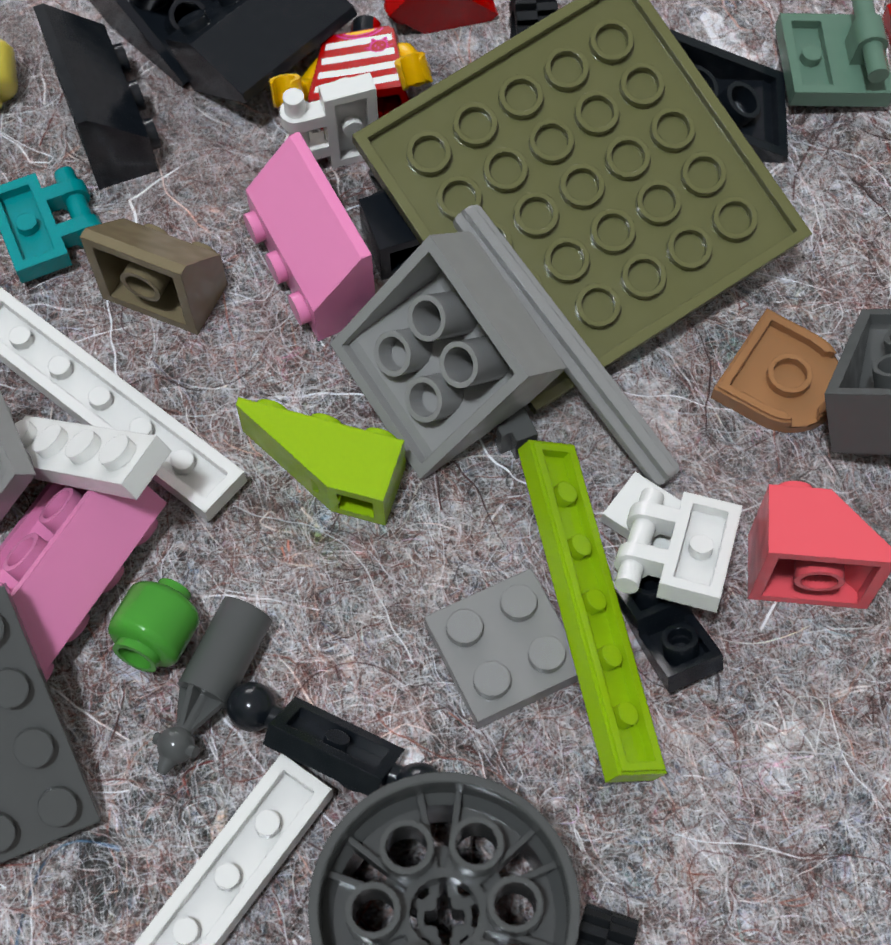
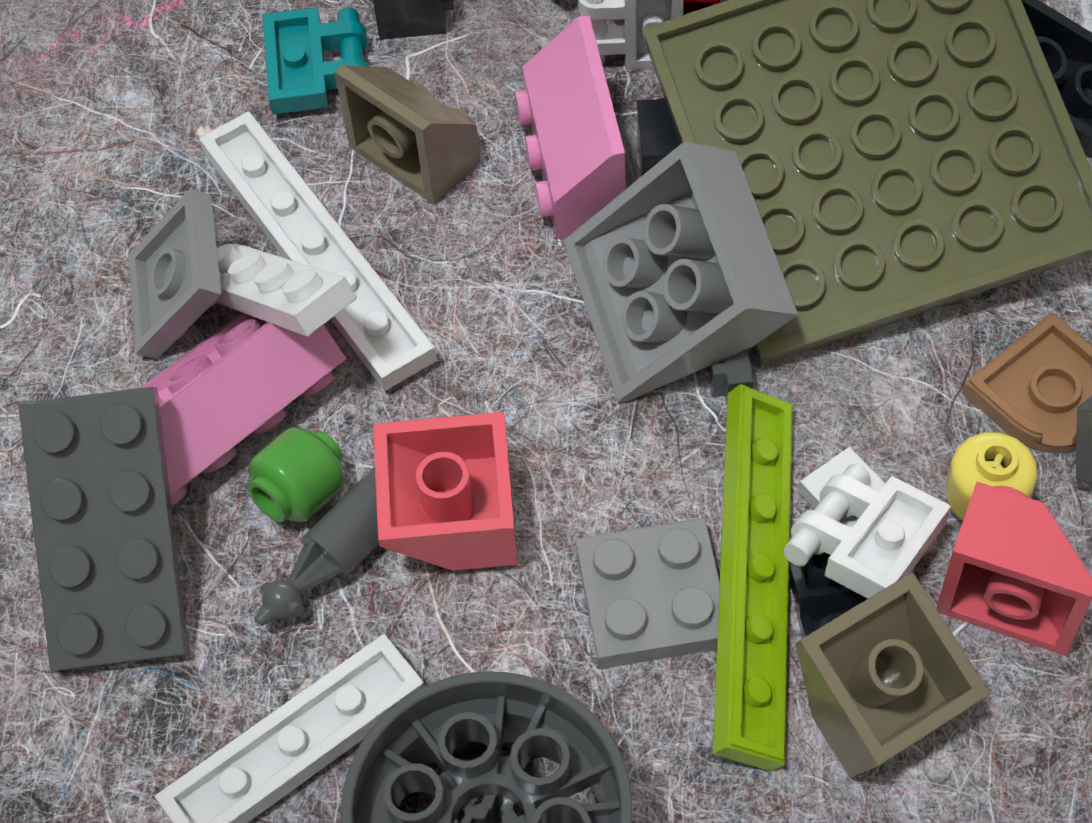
camera: 20 degrees right, 5 degrees down
(300, 605) = (446, 490): none -> coral slope
(320, 740) = (418, 622): black plate -> none
(339, 464) = (536, 364): lime slope -> none
(581, 363) = (814, 305): light grey axle -> none
(739, 677) = (886, 676): none -> dark tan slope
(762, 460) = (991, 460): none -> light yellow head

